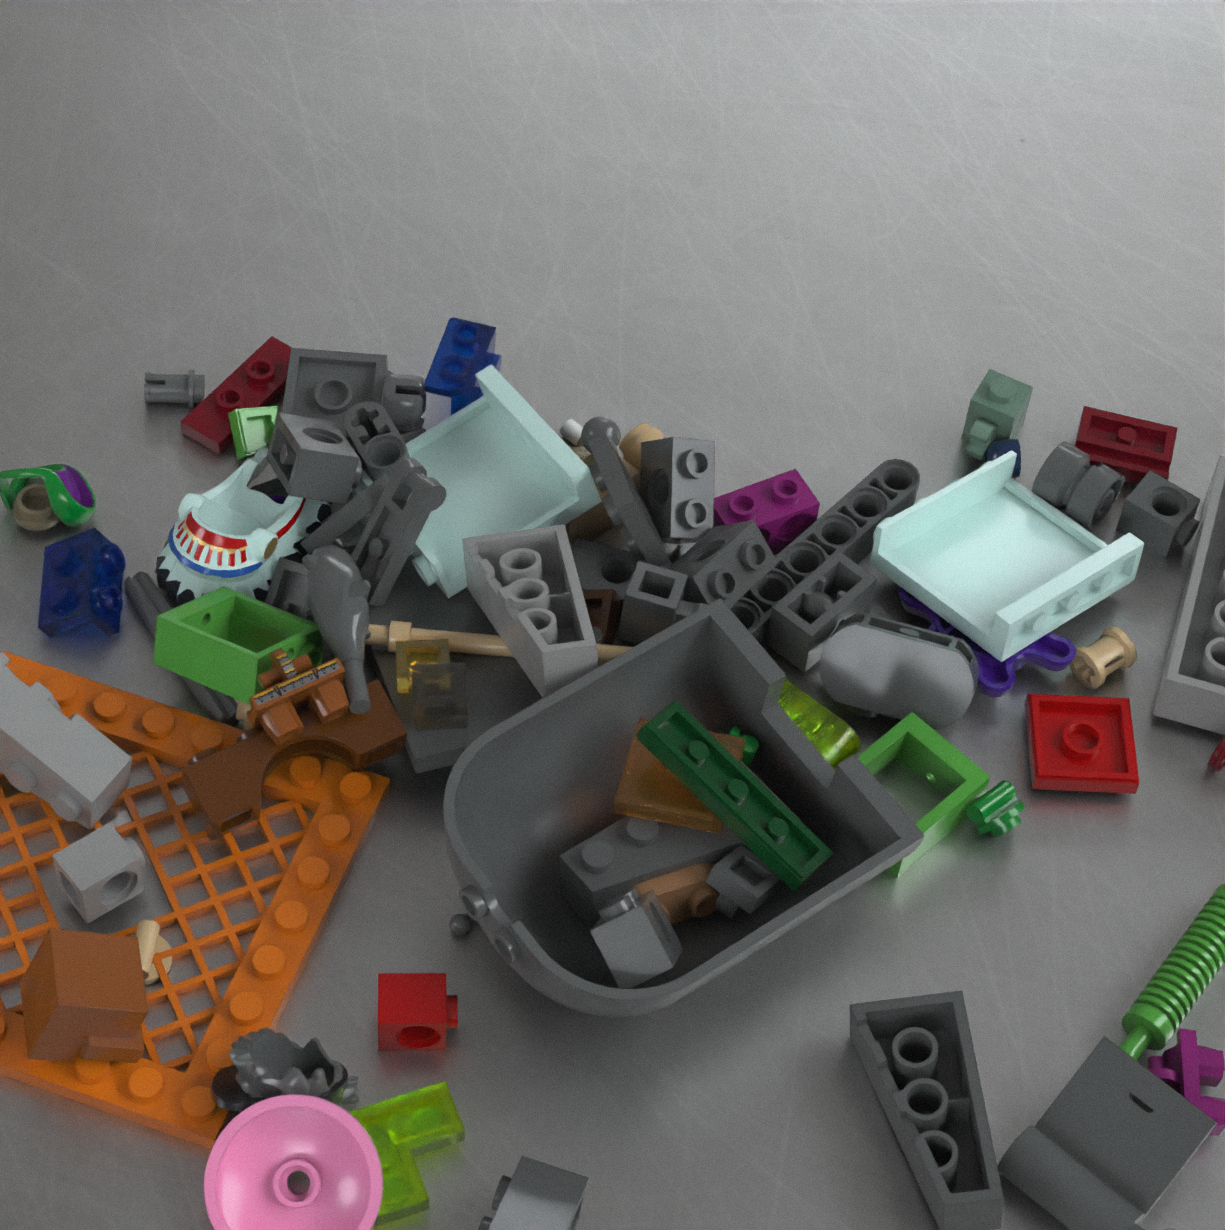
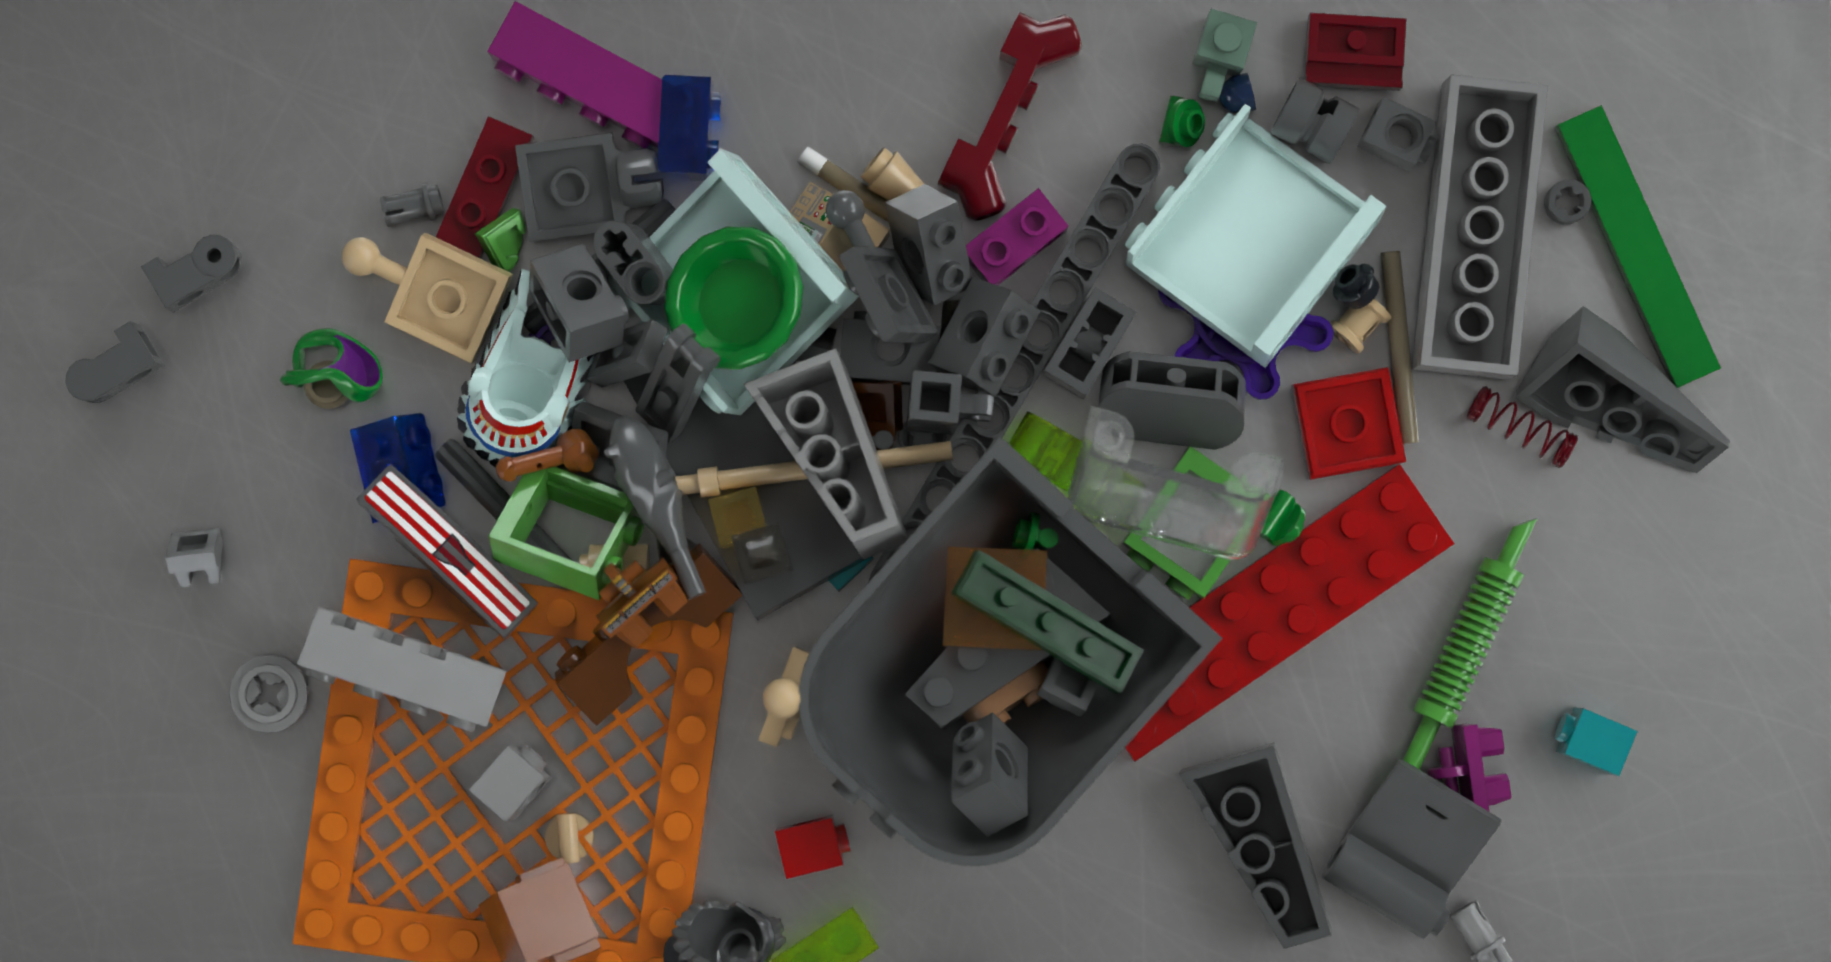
camera: 10 degrees left, 35 degrees up
(112, 650) = (447, 551): none -> slope
(176, 451) = (441, 295): none -> tan plate
(267, 585) = (572, 449): none -> dark orange piece
(365, 313) = (580, 72): none -> magenta brick
(421, 850) = (783, 700): none -> tan plate
(482, 467) = (736, 294): none -> green piece
(800, 386) = (971, 167): none -> dark red plate
(908, 725) = (1168, 504): none -> clear windscreen
(945, 466) = (1182, 123): none -> green plate
(973, 901) = (1301, 594): none -> red plate
(1104, 614) = (1356, 285): none -> black plate
(1142, 694) = (1400, 346): none -> dark tan bar

